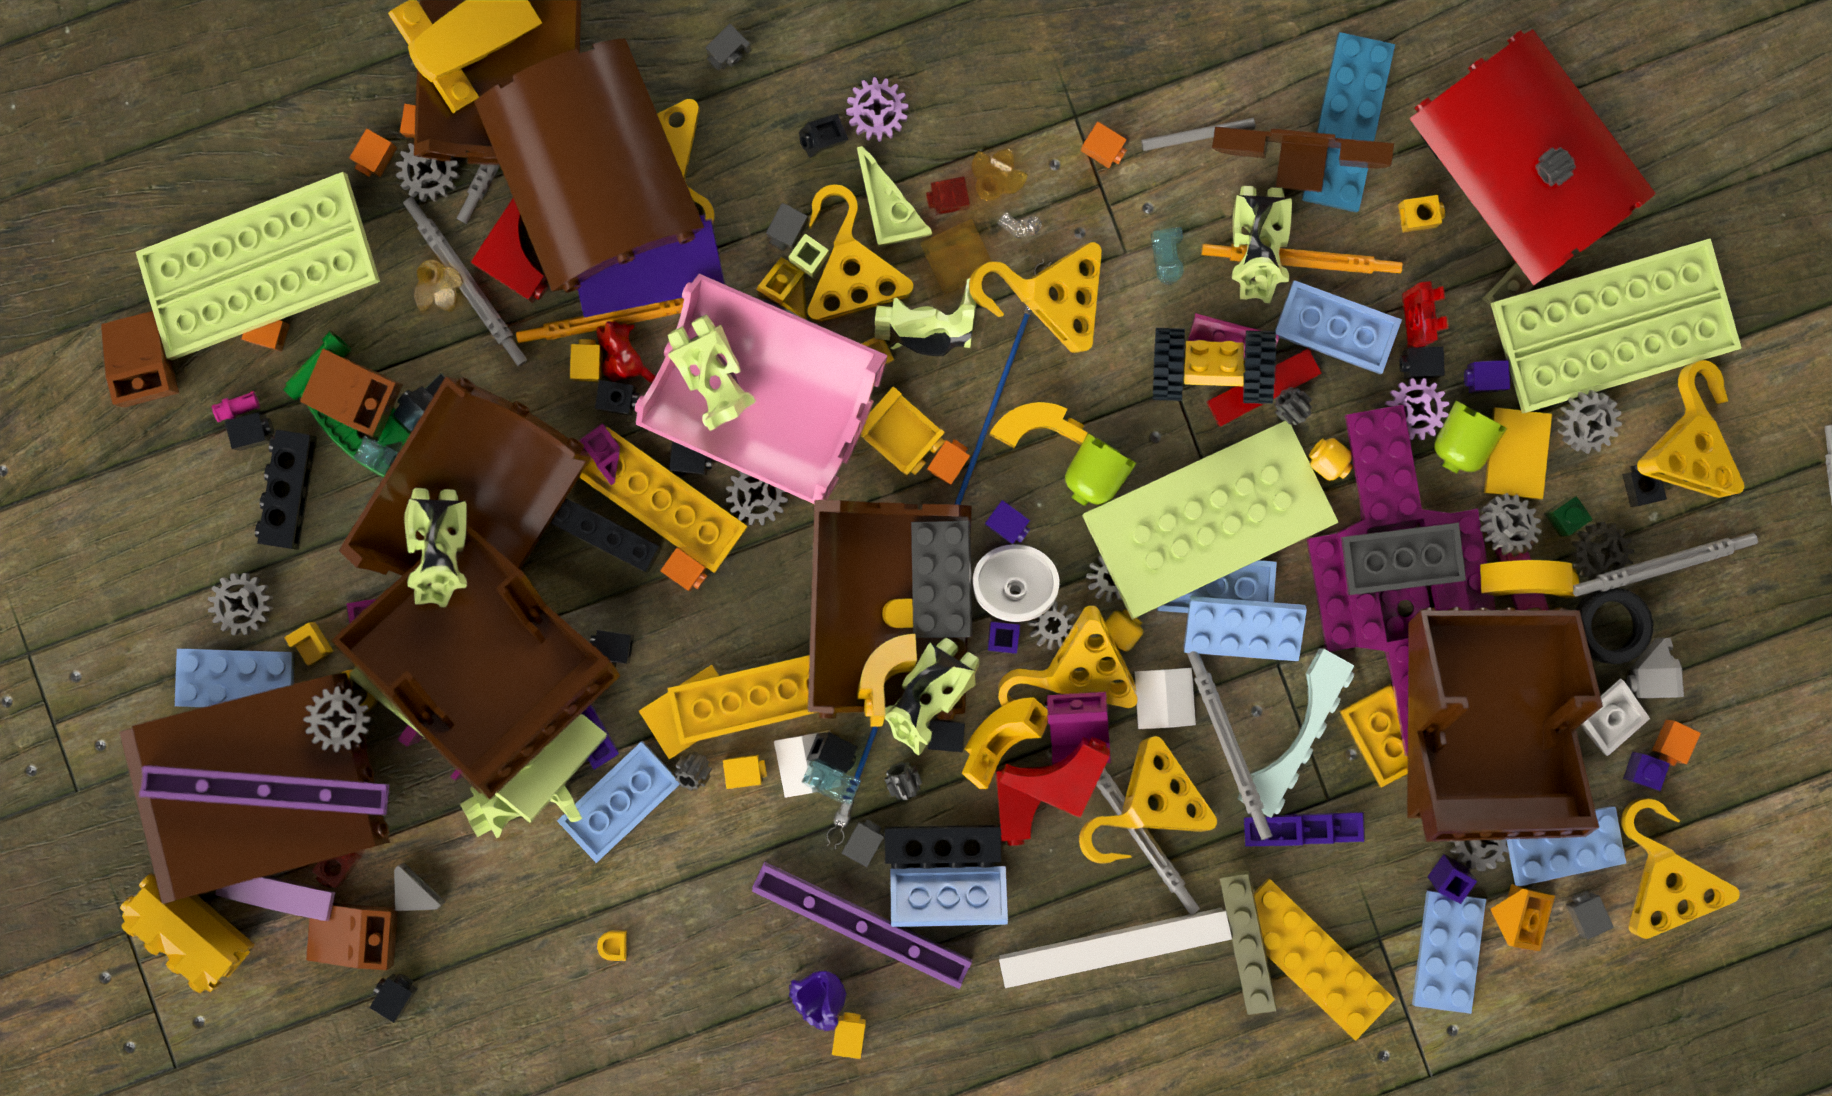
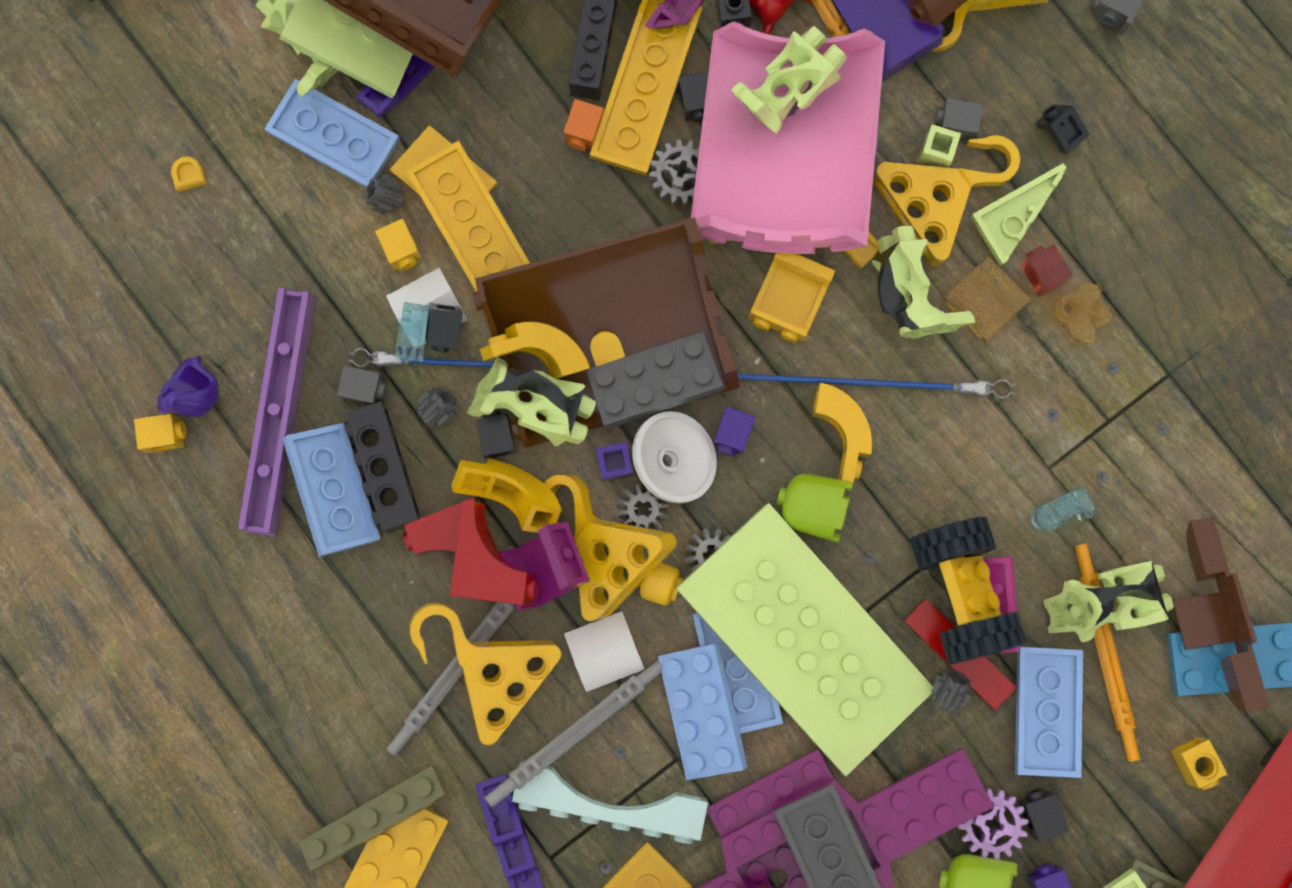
camera: 80 degrees right, 5 degrees down
(613, 645) = (484, 79): black brick -> none
(785, 287) = (899, 135): yellow slope -> none
(866, 110) = (1103, 184): lavender gear -> none
(949, 461) = (777, 353): orange brick -> none
(1020, 228) = (1038, 353): clear arm -> none
(1034, 292) = (979, 381): yellow piece -> none
(1104, 145) = (1152, 410): orange brick -> none
(1115, 947) = (328, 678): white tile -> none
(1193, 135) = (1191, 494): light grey bar -> none
(1331, 459) = (909, 748): yellow head -> none
(1421, 314) = (1099, 794): red tile -> none

